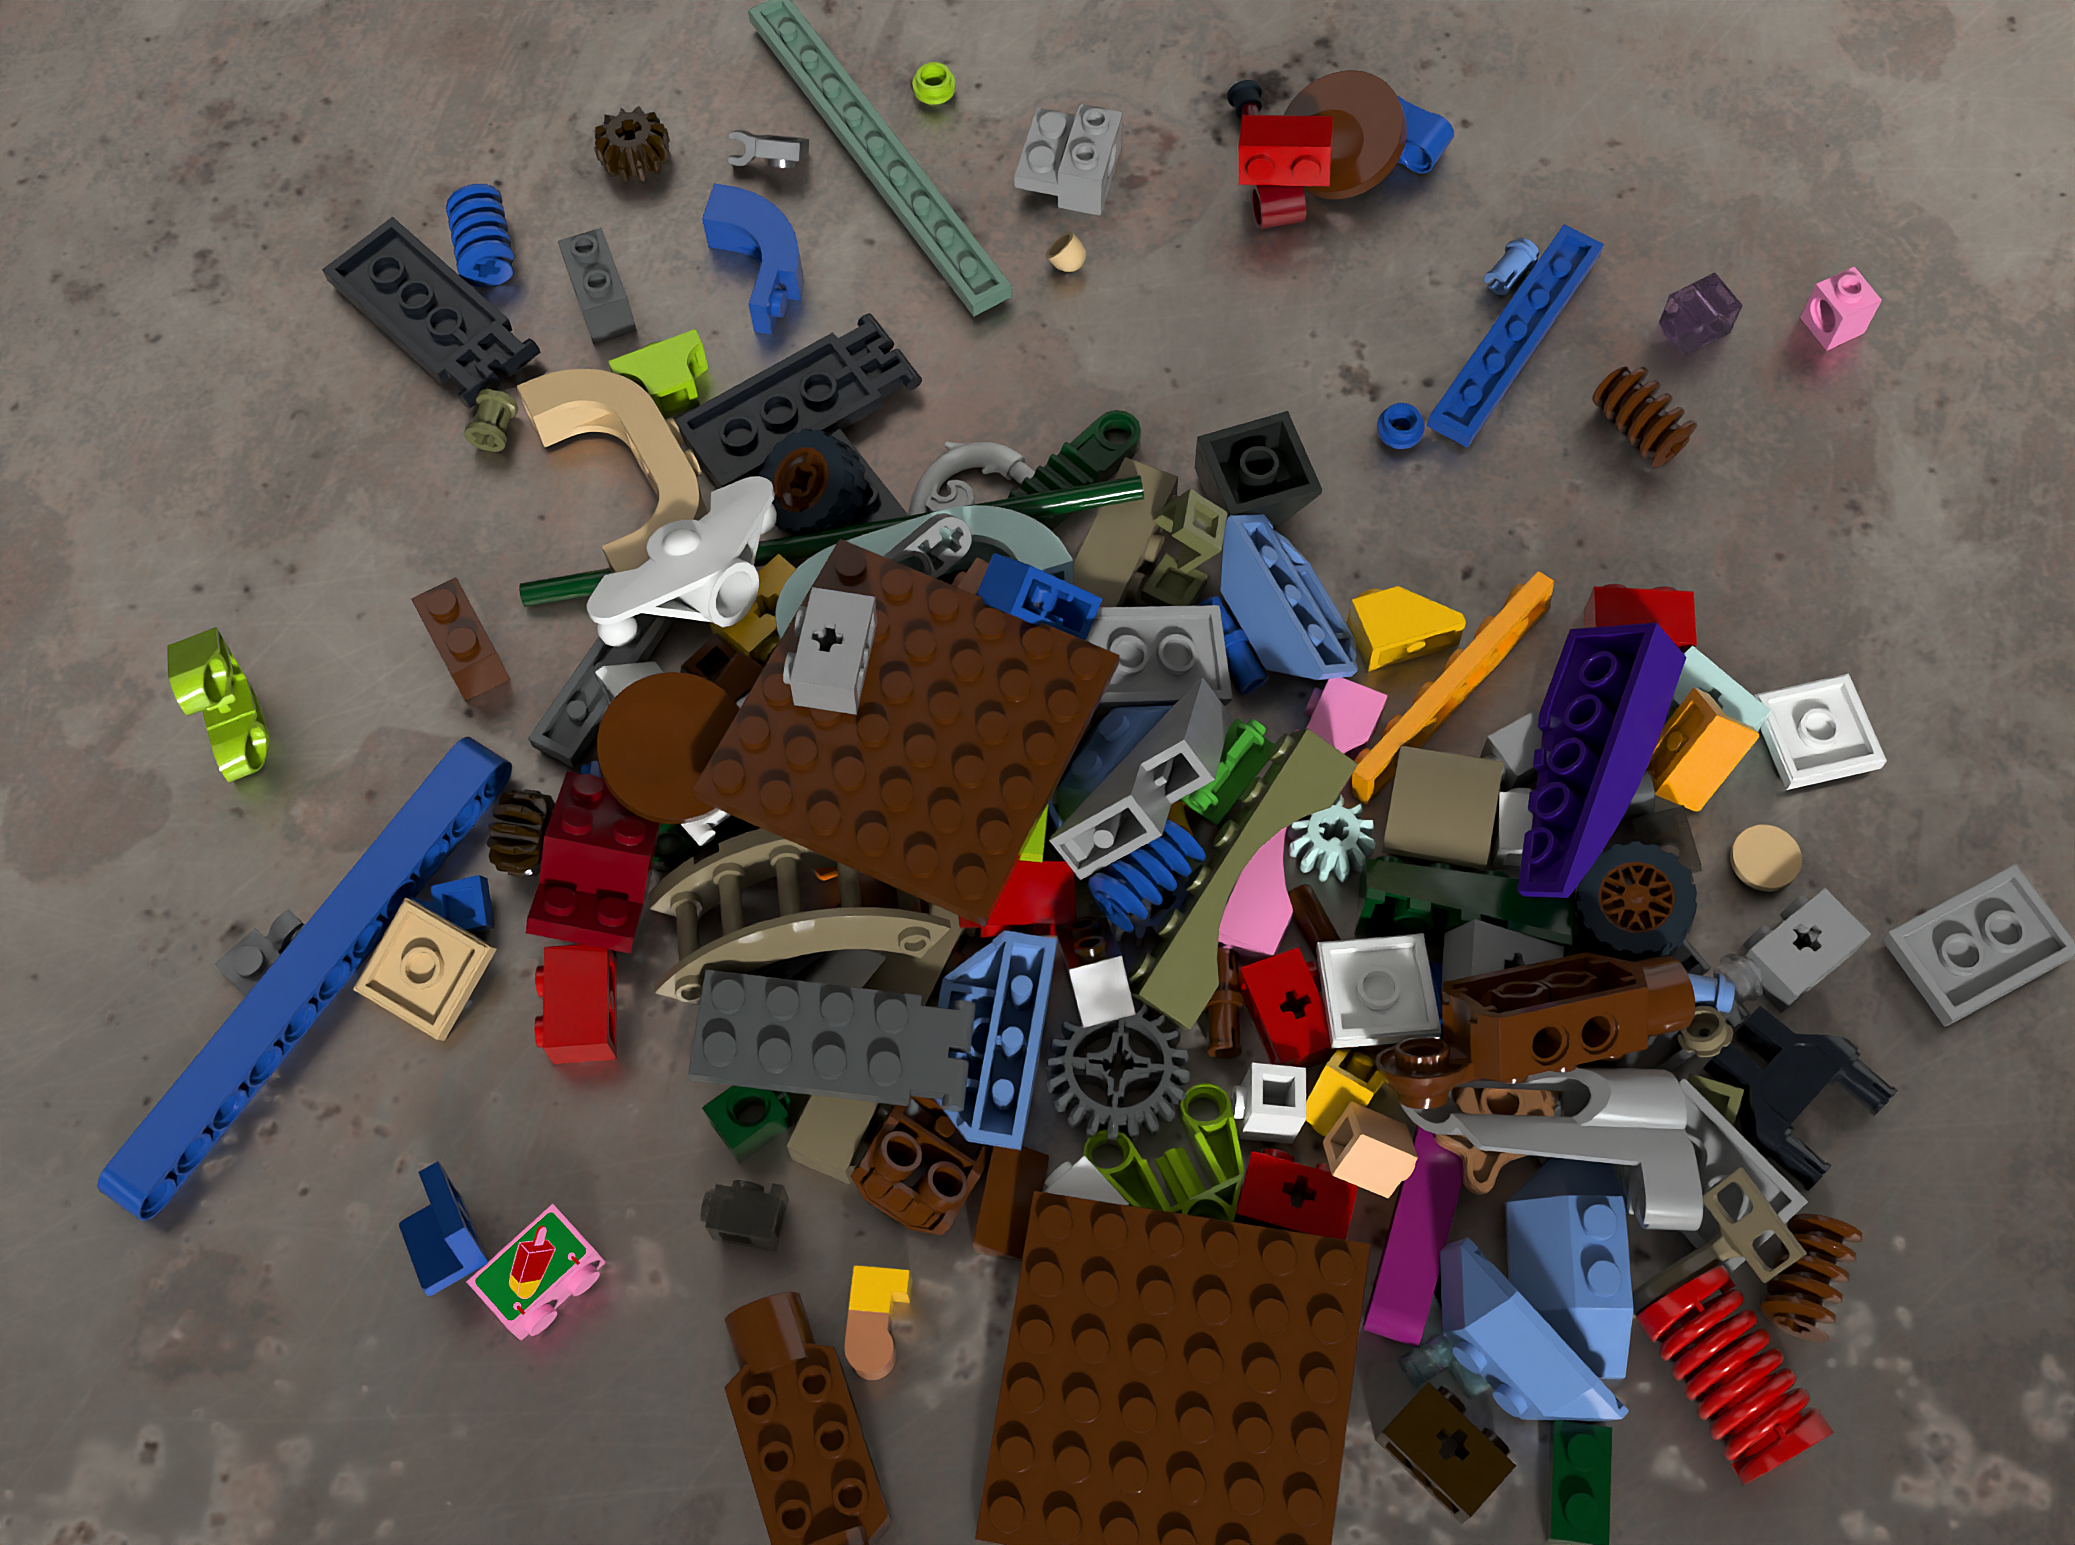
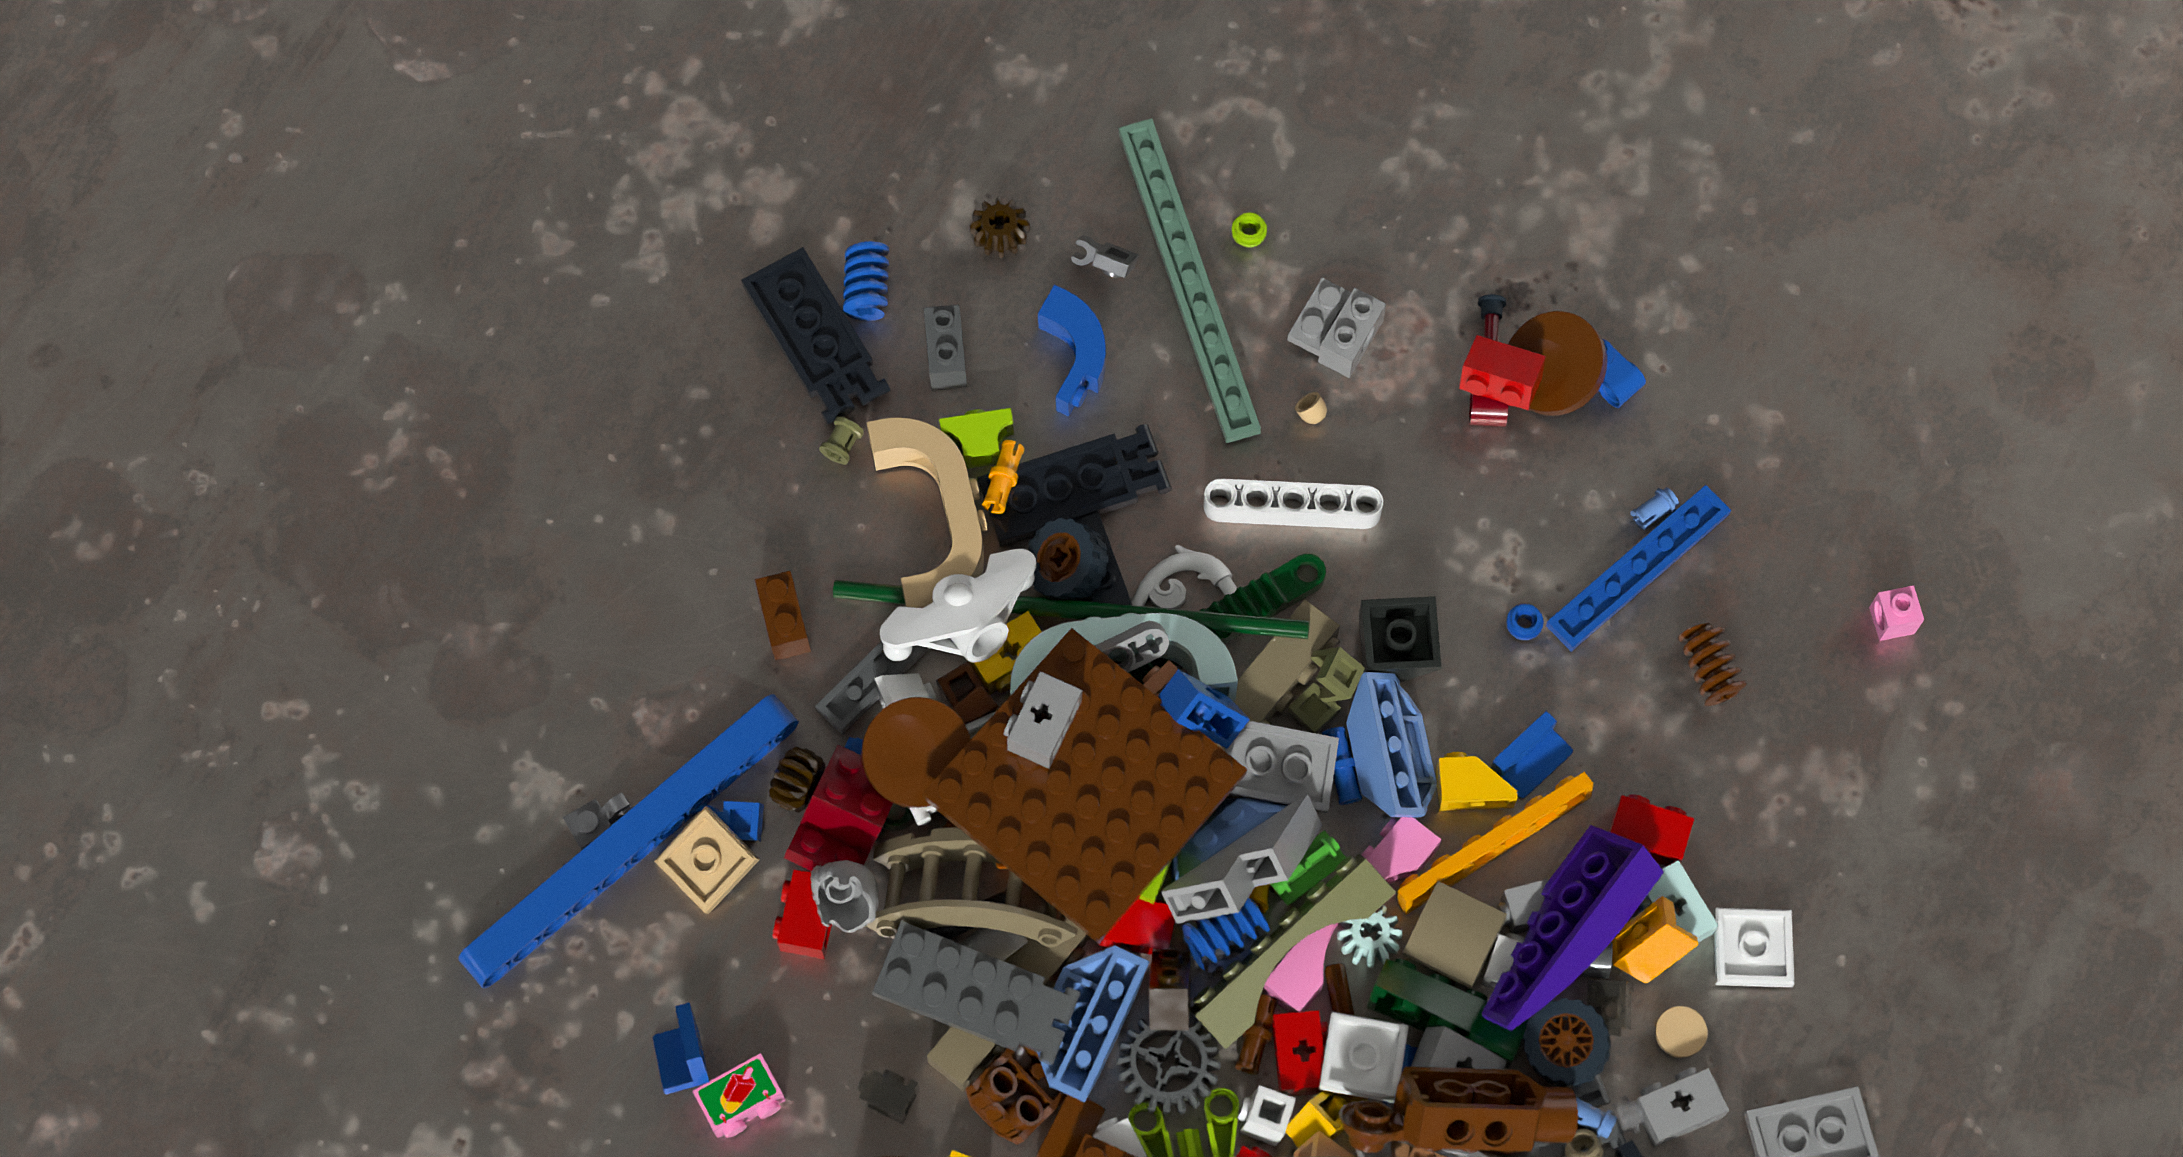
camera: 15 degrees right, 5 degrees up
(211, 681) = (603, 621): lime connector -> none
(620, 956) = (845, 895): none -> light grey hair
(706, 407) = (1003, 477): none -> light orange pin
(747, 1138) = (898, 1040): dark green brick -> none
(1092, 345) = (1308, 494): none -> white beam
(1465, 572) = (1532, 756): none -> blue panel
(1700, 313) = (1785, 588): clear purple brick -> none

